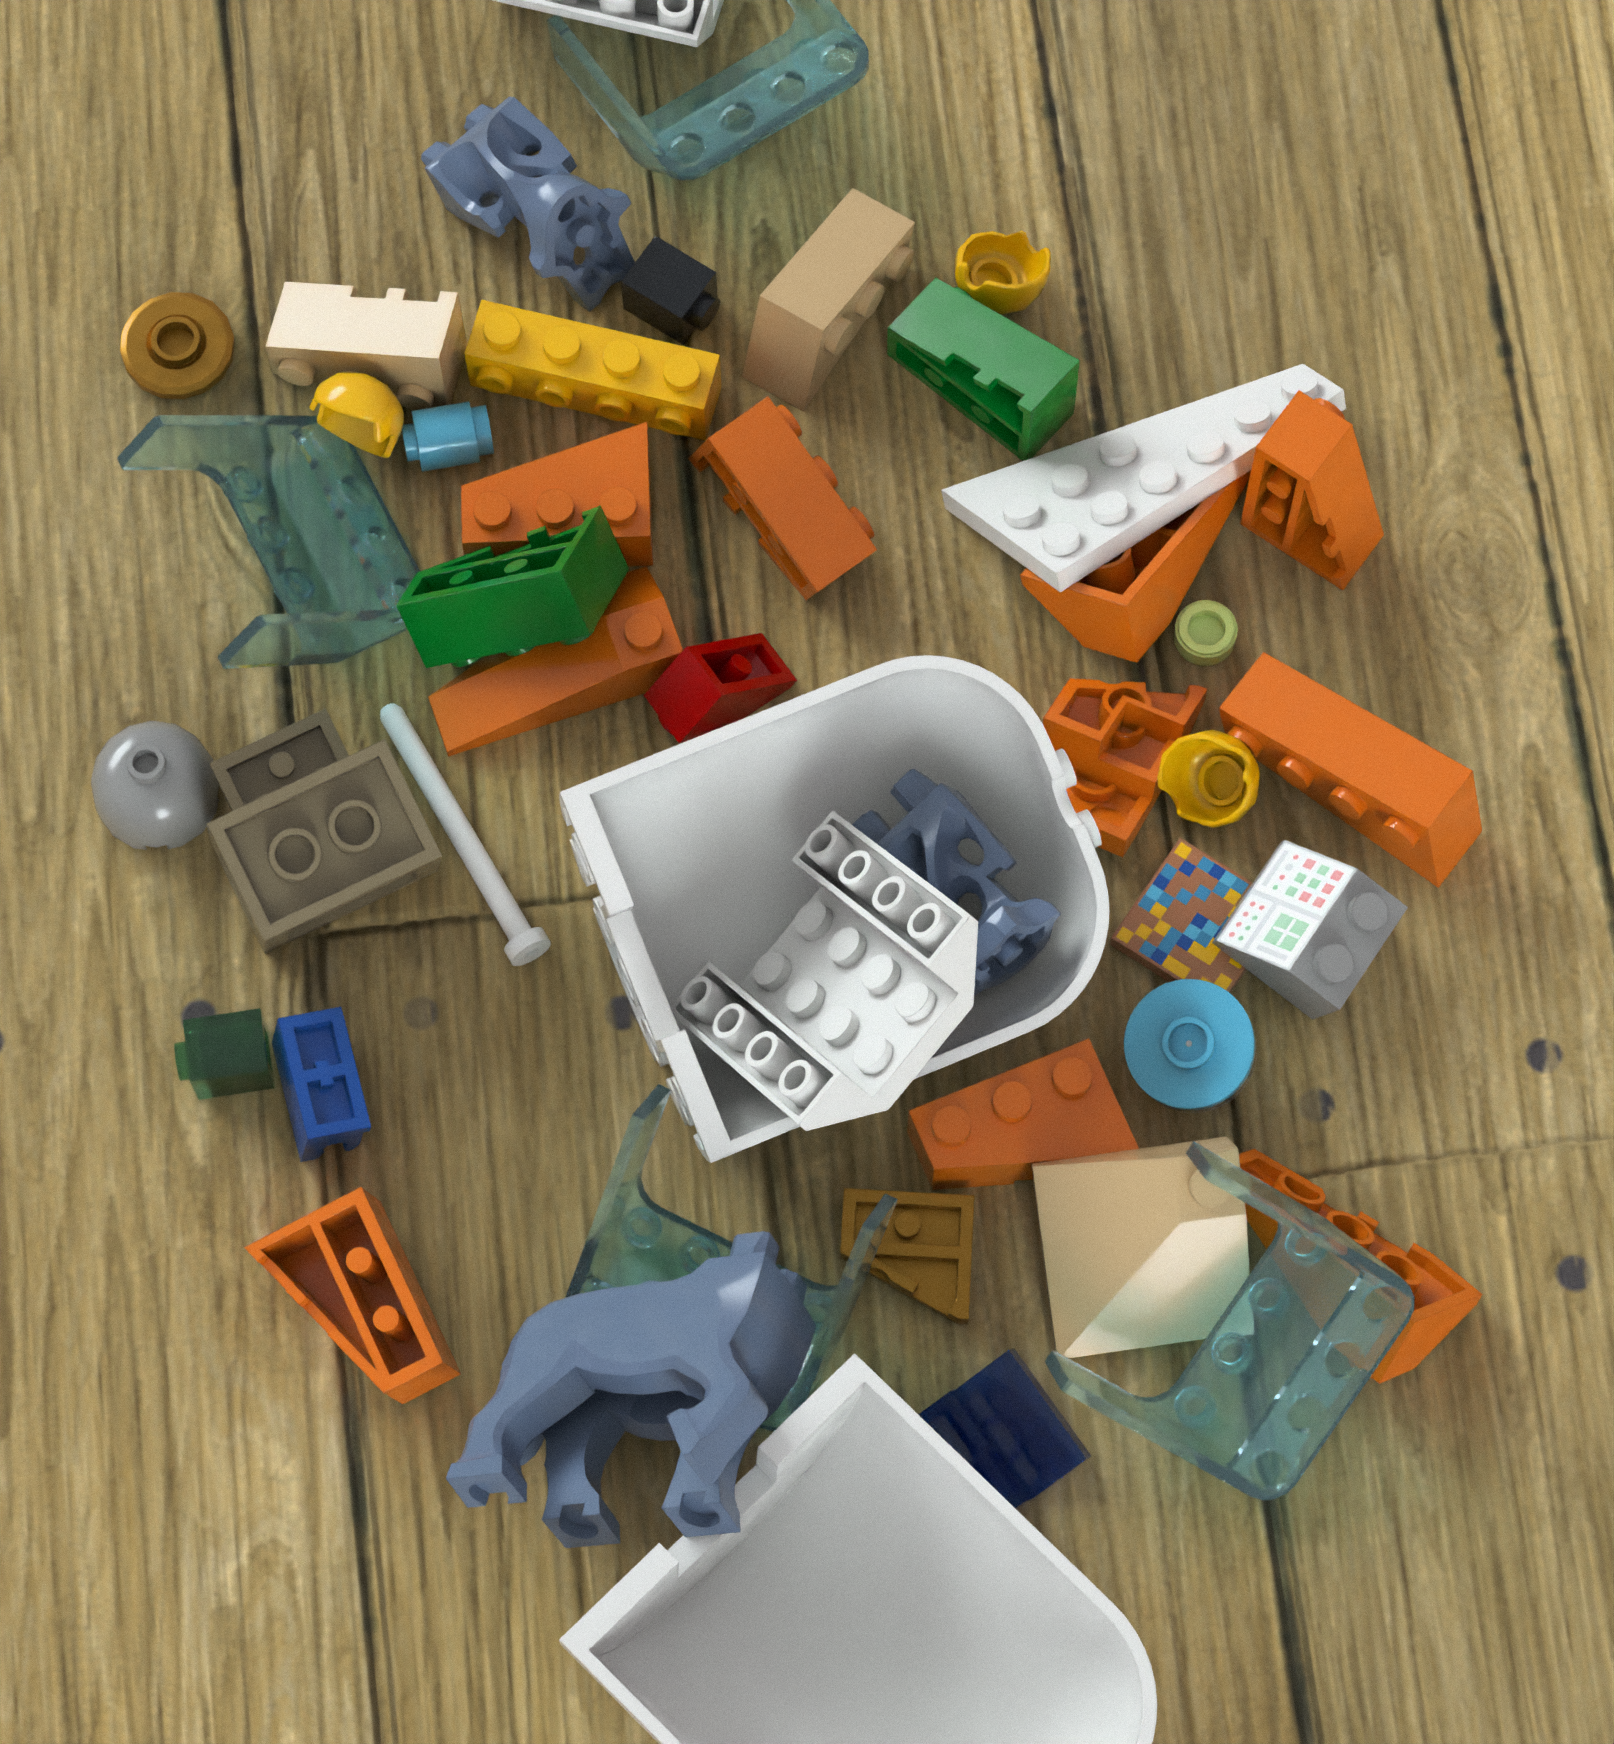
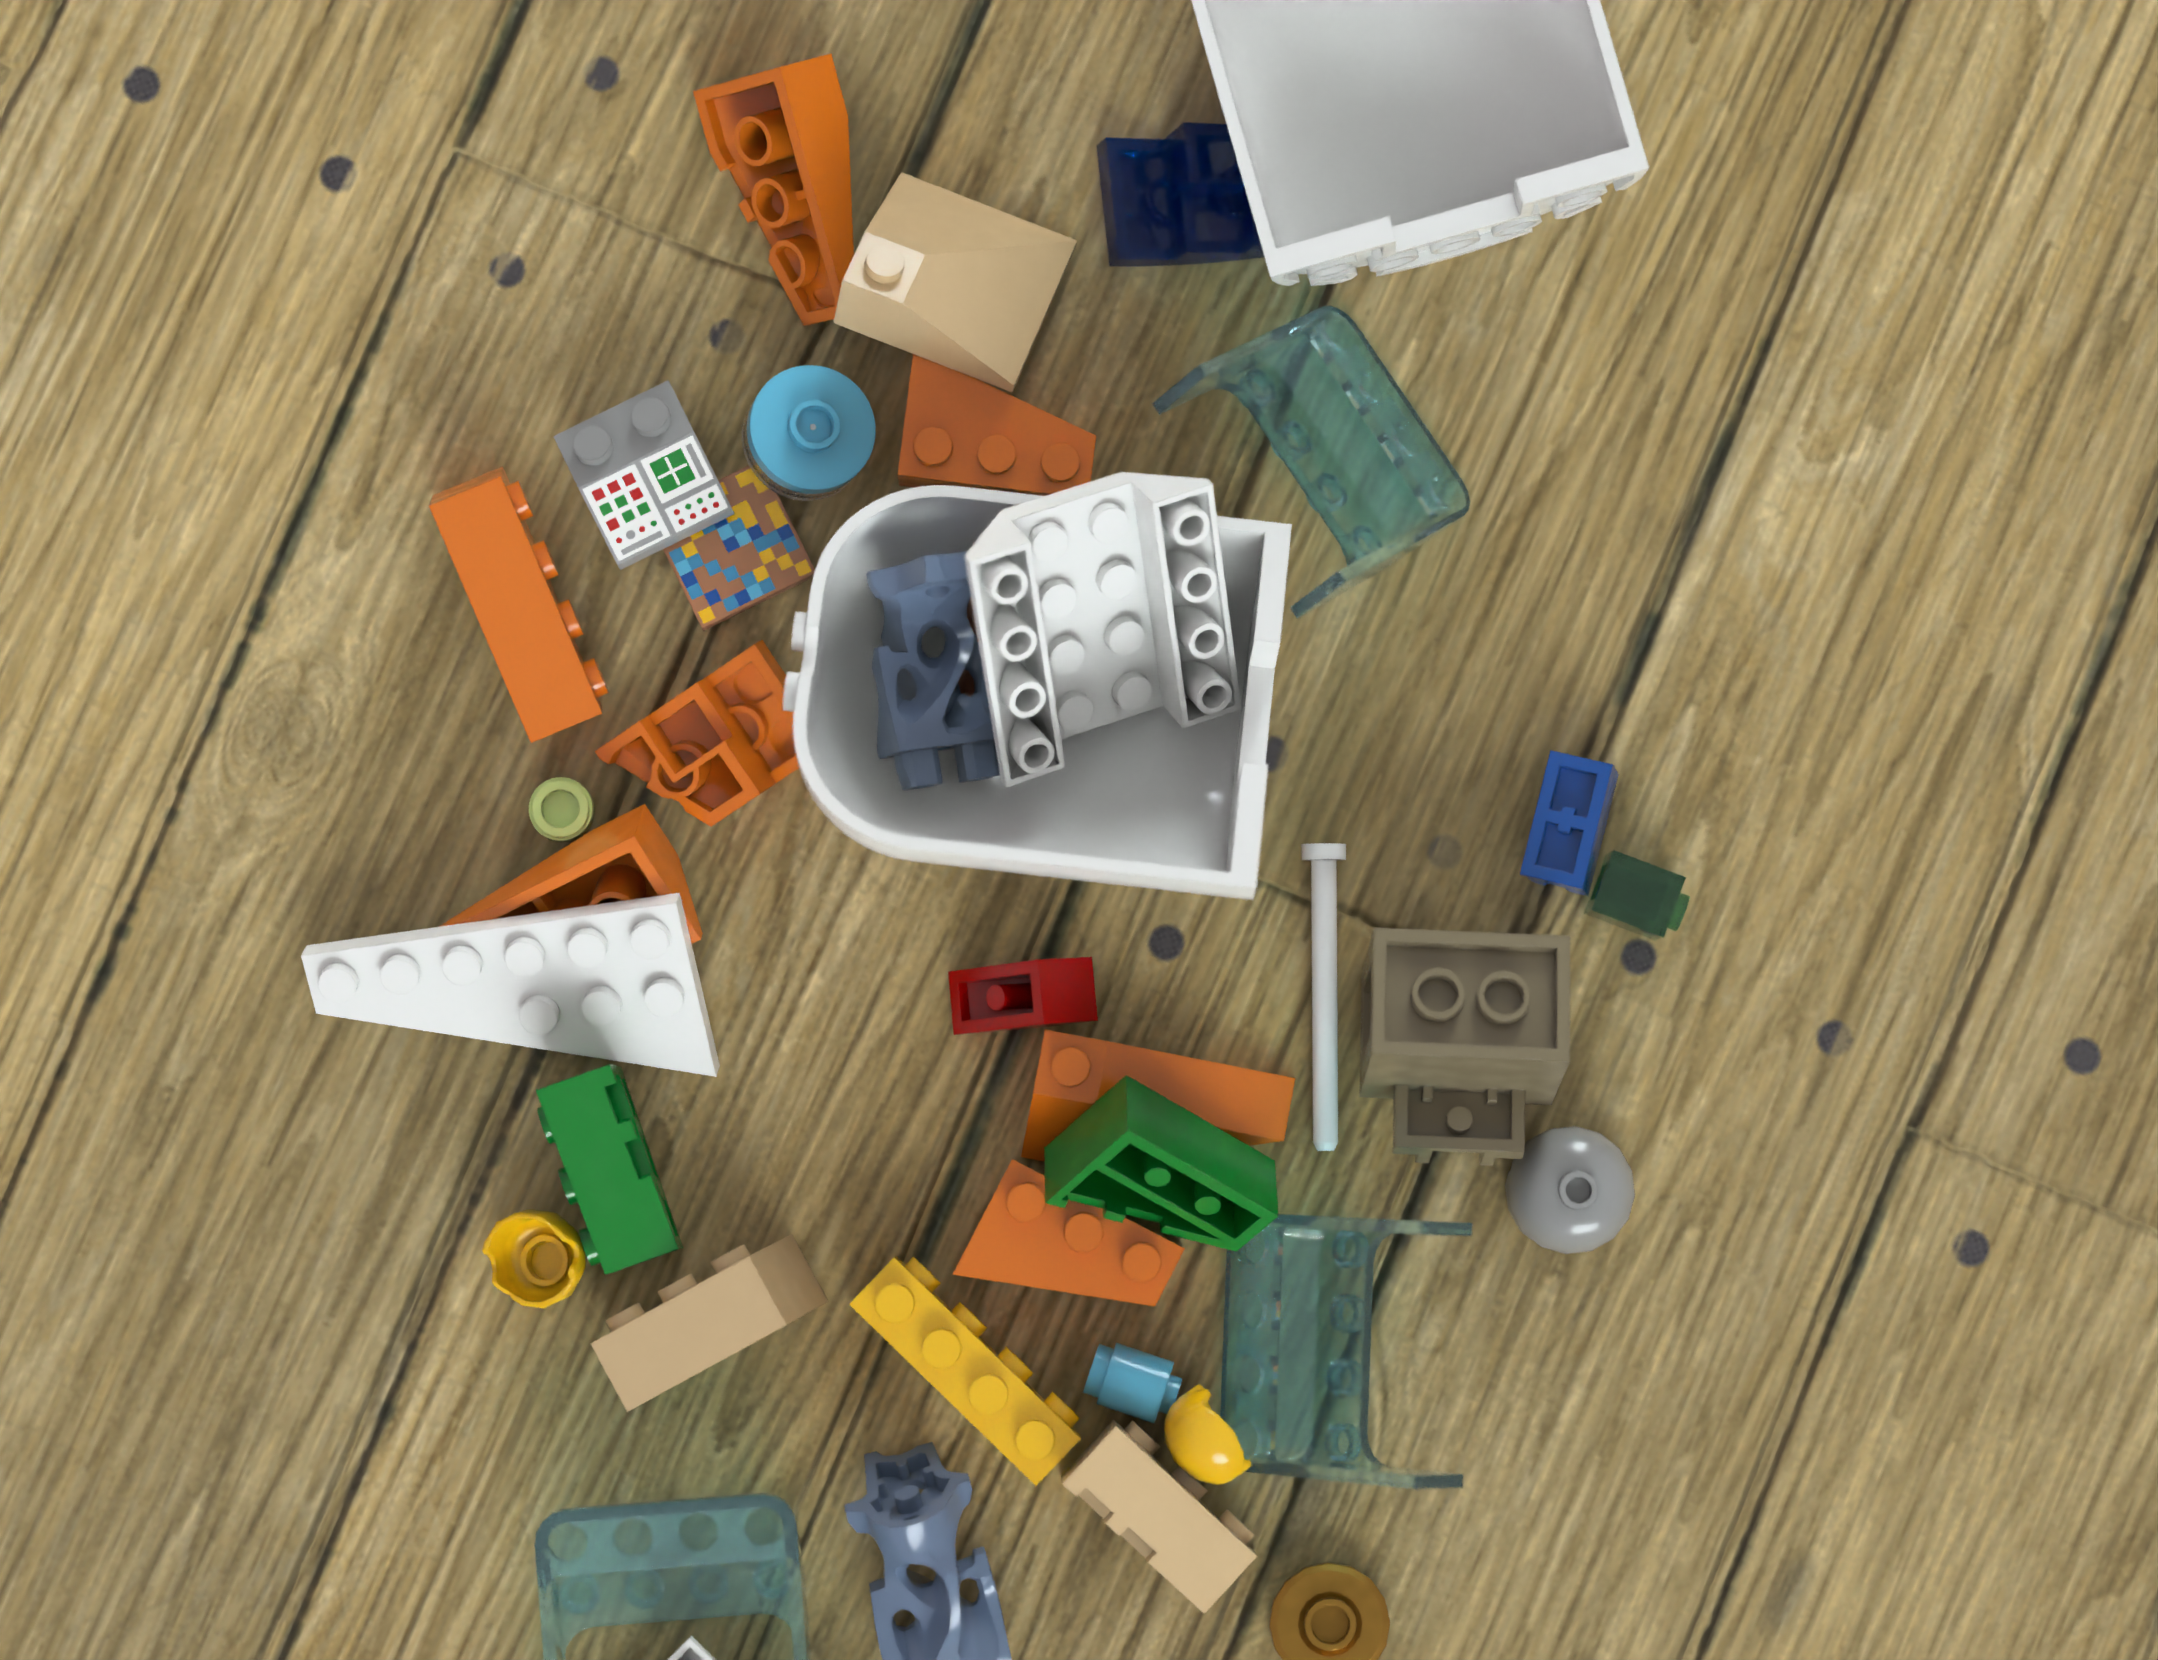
camera: 160 degrees left, 15 degrees up
(362, 1291) = (1633, 607): orange wedge -> none
(651, 1359) = (1397, 368): sand blue piece -> none
(670, 291) = (848, 1411): black brick -> none
(787, 497) = (864, 1141): orange wedge -> none
(923, 1247) = (1121, 395): pearl gold wing -> none
(1210, 778) = (644, 660): yellow hair -> none
(1279, 1356) = (913, 112): clear light blue windscreen -> none
(1313, 491) = (395, 863): orange wedge -> none

